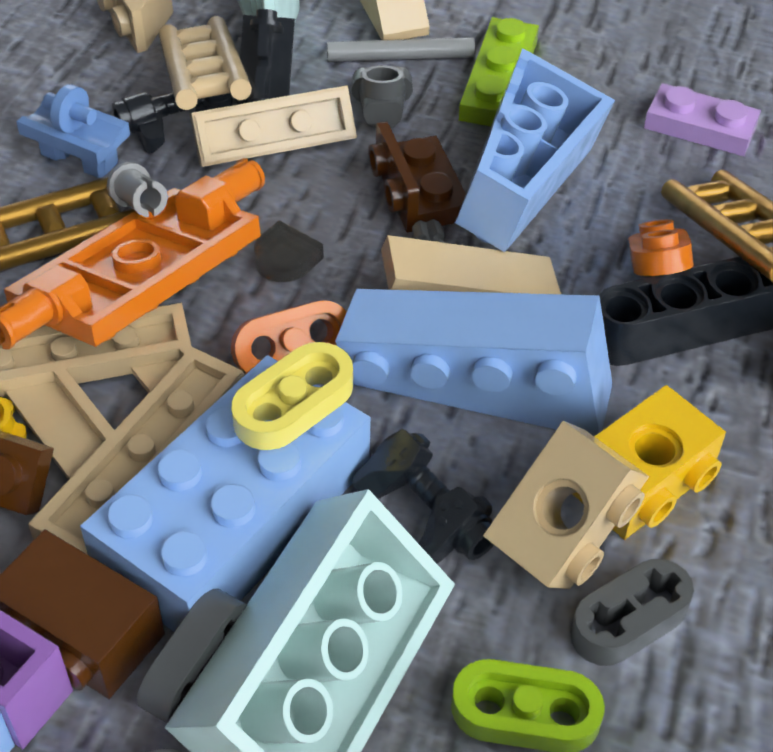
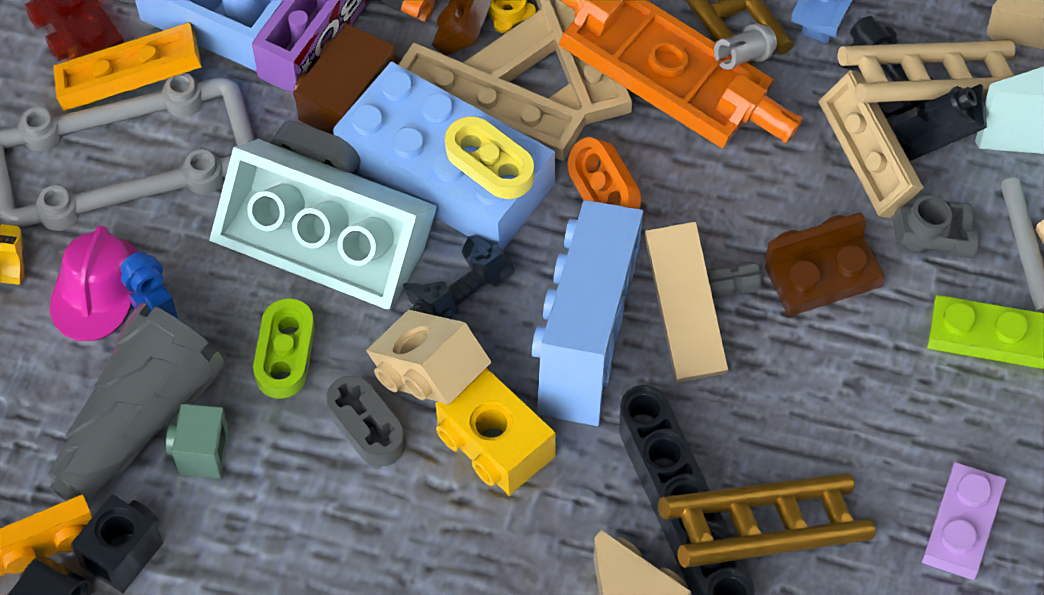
camera: 90 degrees right, 10 degrees up
(286, 253) = (715, 173): clear smoke tile -> none
(531, 149) = (837, 333): light blue wedge -> none
(660, 249) = (731, 449): orange plate -> none

